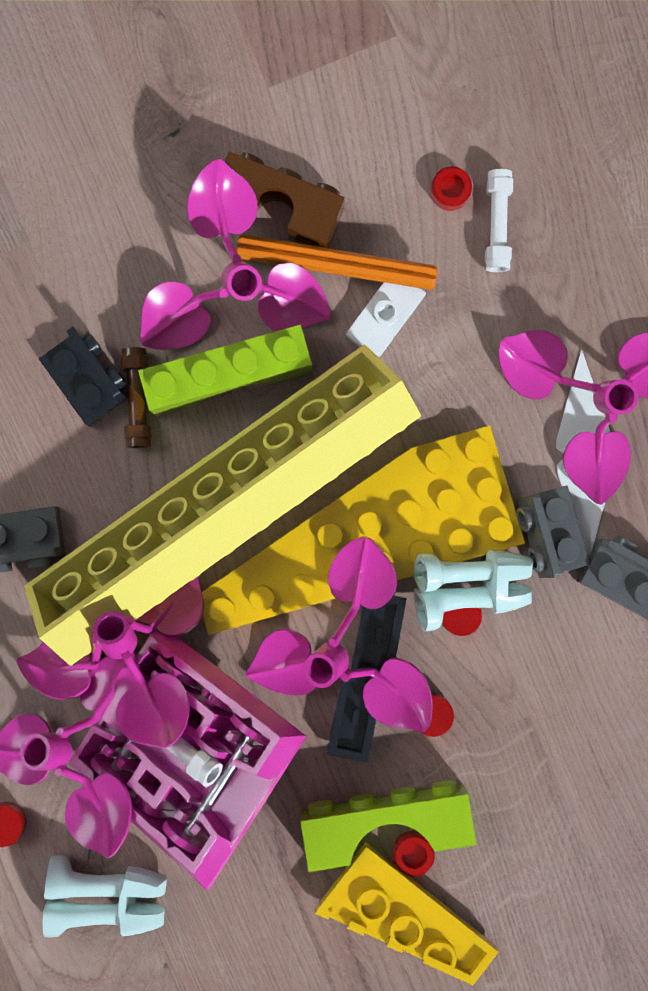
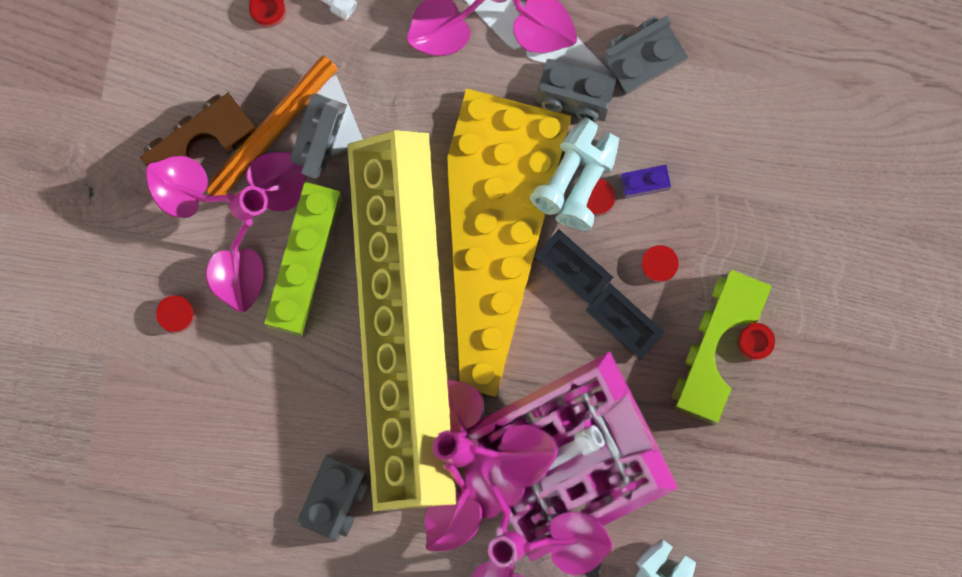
camera: 60 degrees left, 5 degrees down
(84, 377) = (238, 373): black bracket -> none
(105, 282) = (175, 314): none -> red tile
(137, 433) = (252, 329): reddish brown bar -> none
(284, 661) = (553, 349): dark pink plant -> none
(355, 310) = (317, 134): none -> dark grey bracket
(395, 909) = (790, 379): yellow wing -> none
(504, 653) = (645, 181): none -> dark purple piece

